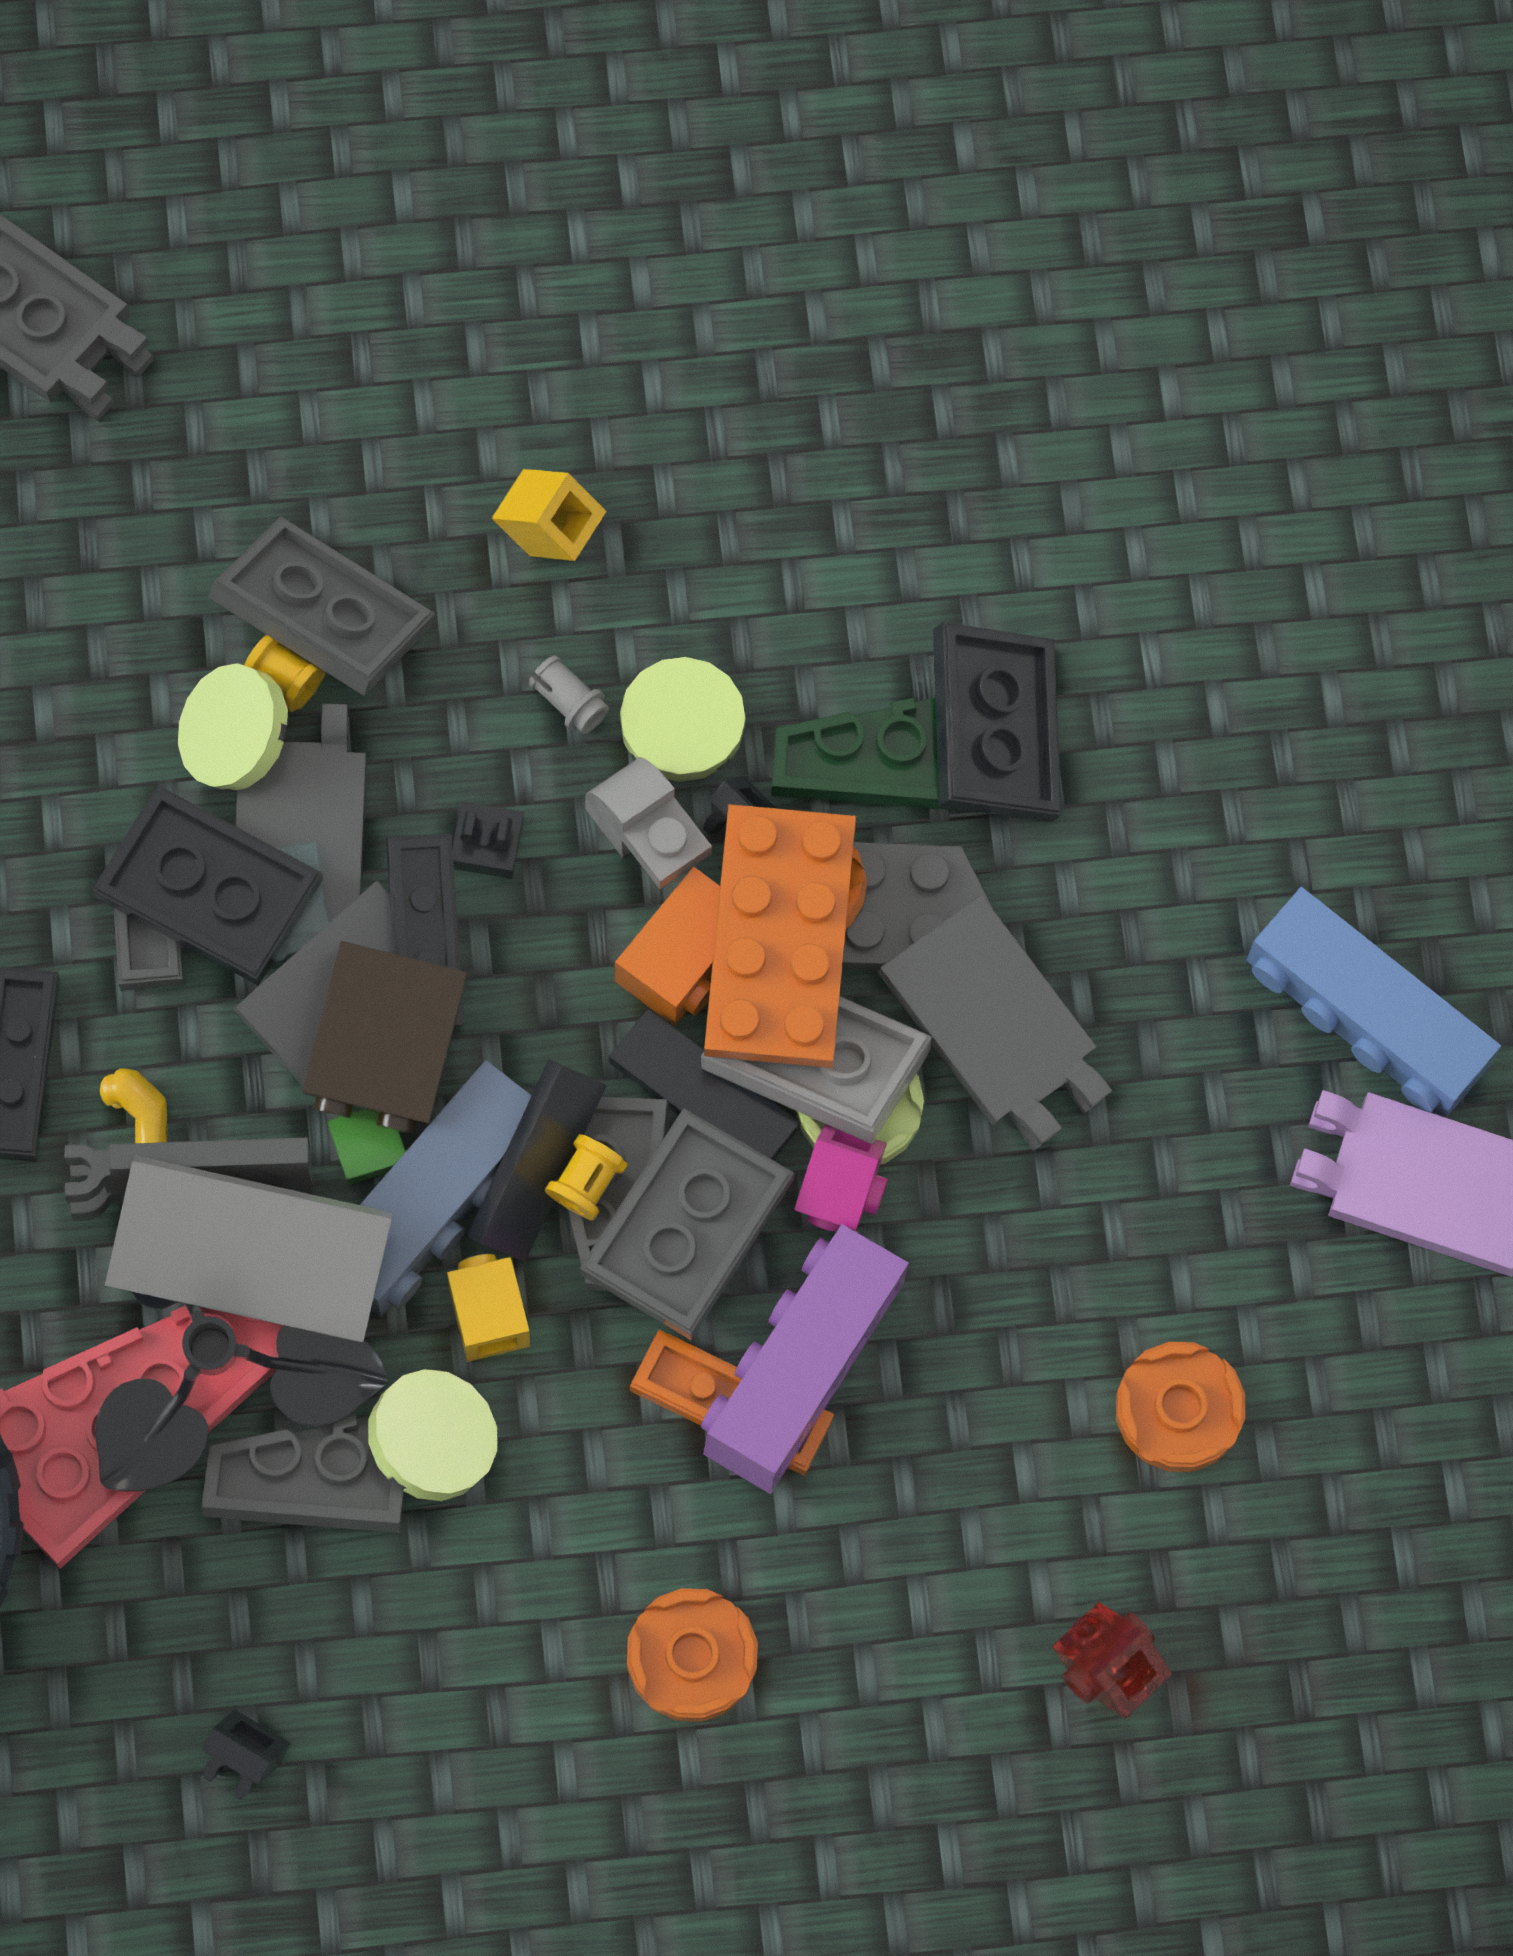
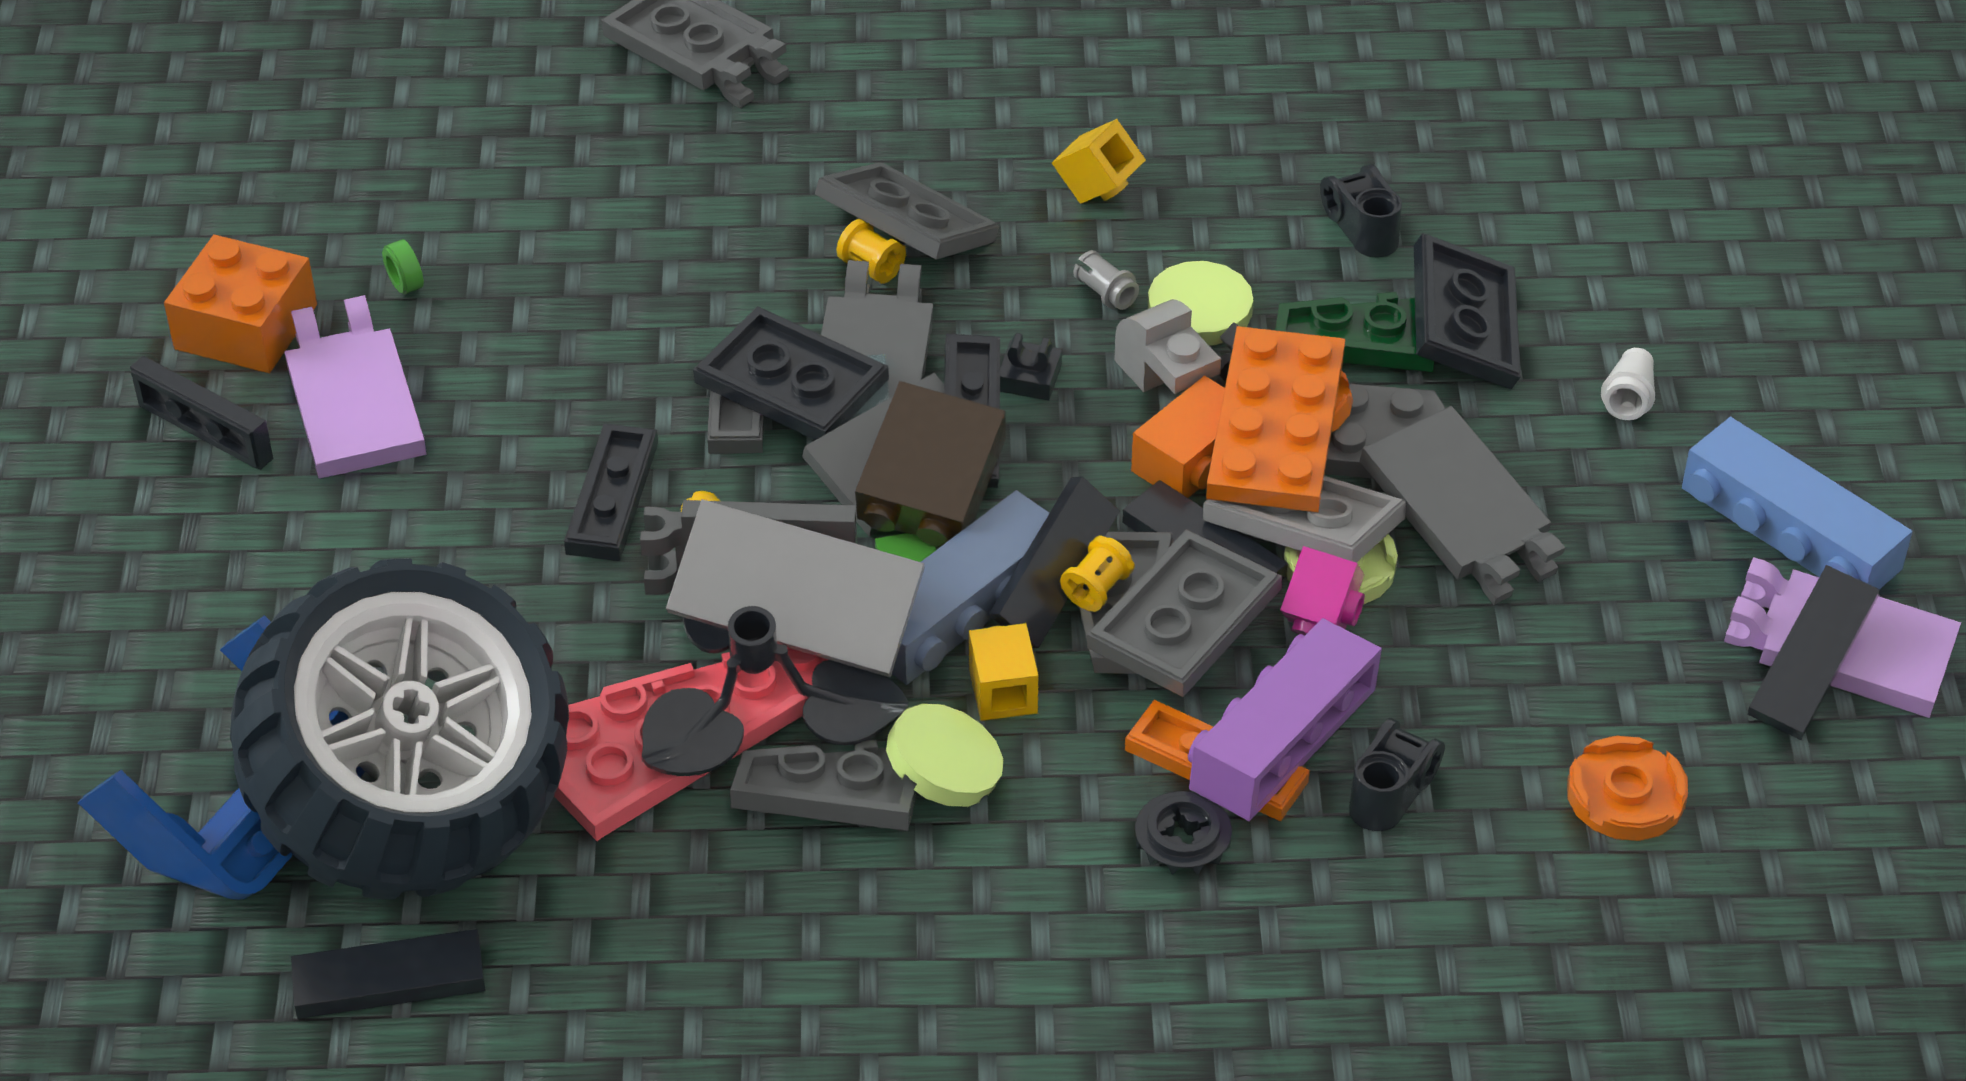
camera: 10 degrees right, 25 degrees down
(232, 727) = (824, 275): yellowish green tile -> none
(244, 1748) = (745, 979): black tile -> none
(692, 1655) = (1169, 943): orange tile -> none
(714, 1484) = (1197, 816): none -> black gear
(868, 549) = (1364, 210): none -> black piece
(928, 1407) = (1392, 776): none -> black piece
(1111, 1660) = (1564, 955): clear red brick -> none
(1189, 820) = (1630, 385): none -> white cone
(1386, 1220) = (1813, 652): none -> black tile

